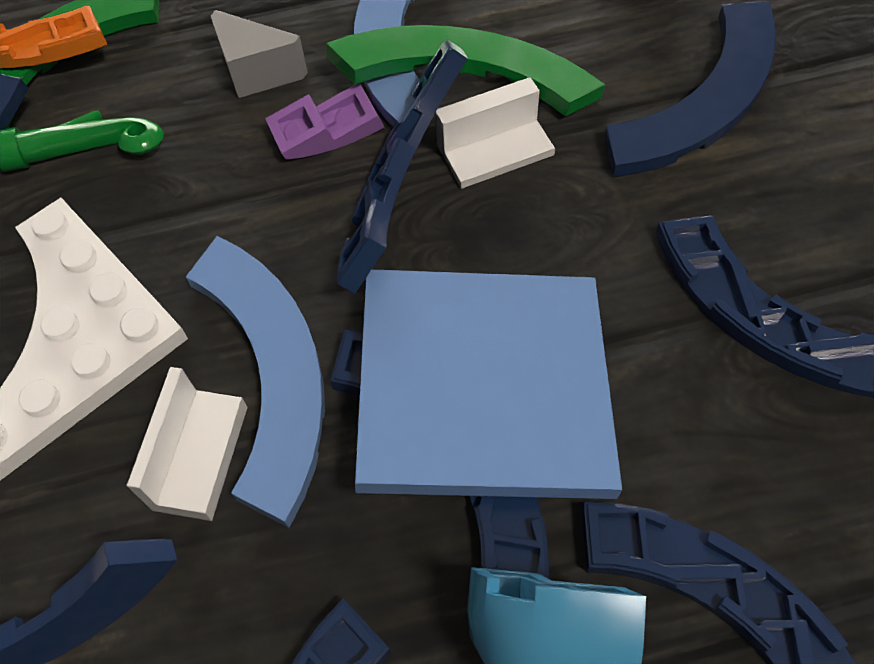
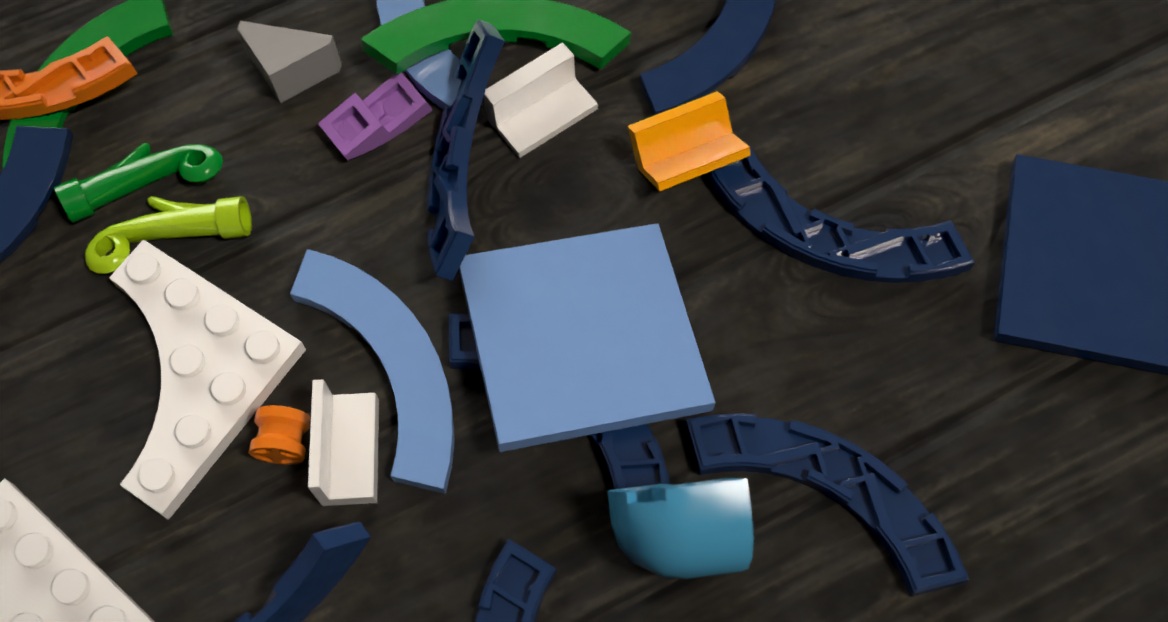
camera: 15 degrees left, 5 degrees up
(123, 420) = (279, 435): none -> orange wheel
(145, 191) = (226, 218): none -> lime plant
(643, 197) = (686, 142): none -> light orange panel

